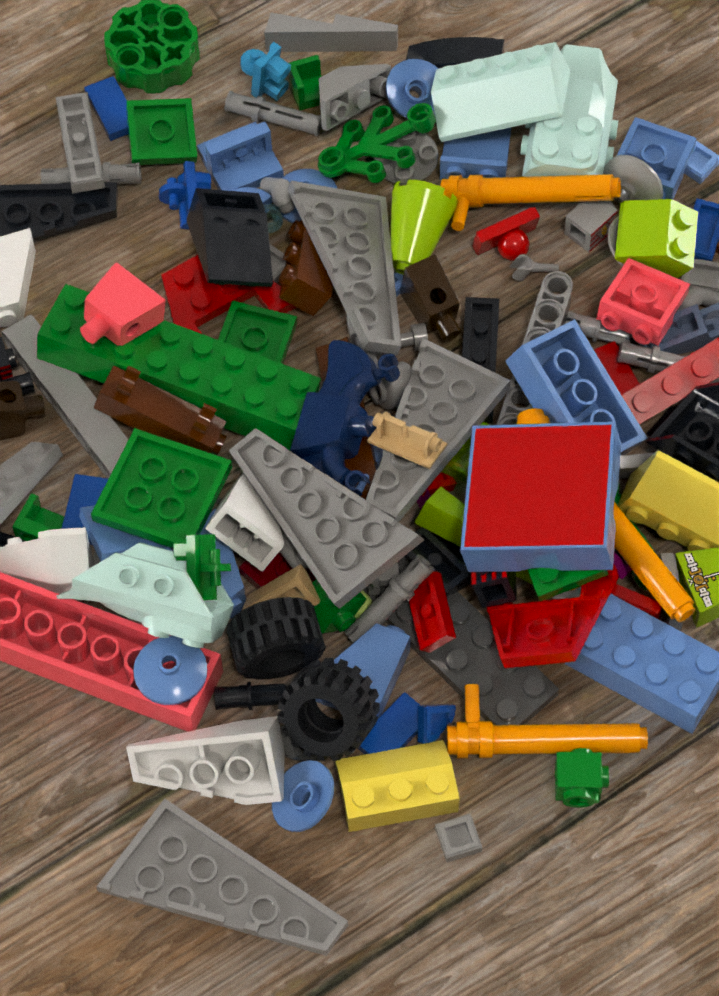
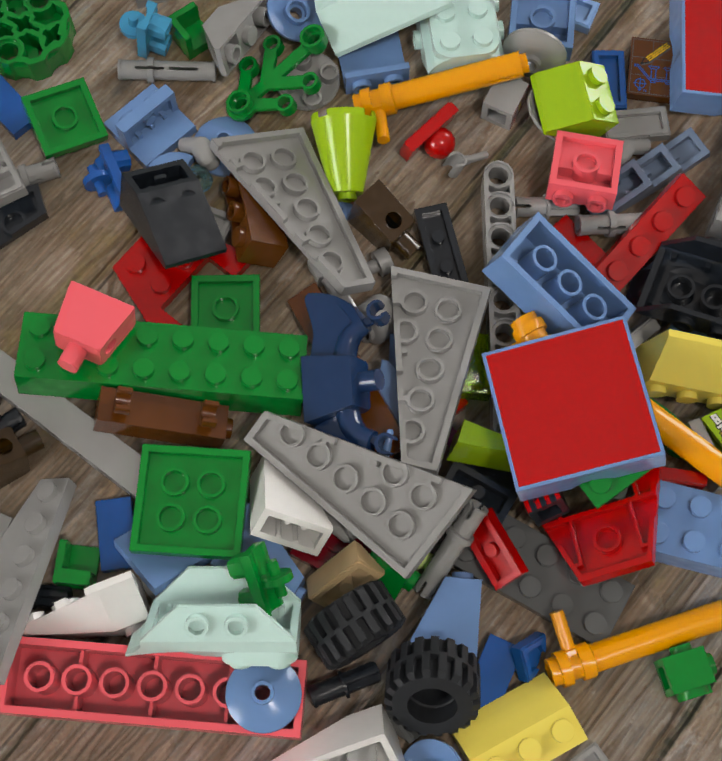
camera: 20 degrees left, 10 degrees up
(406, 441) = (419, 386): tan hinge -> none

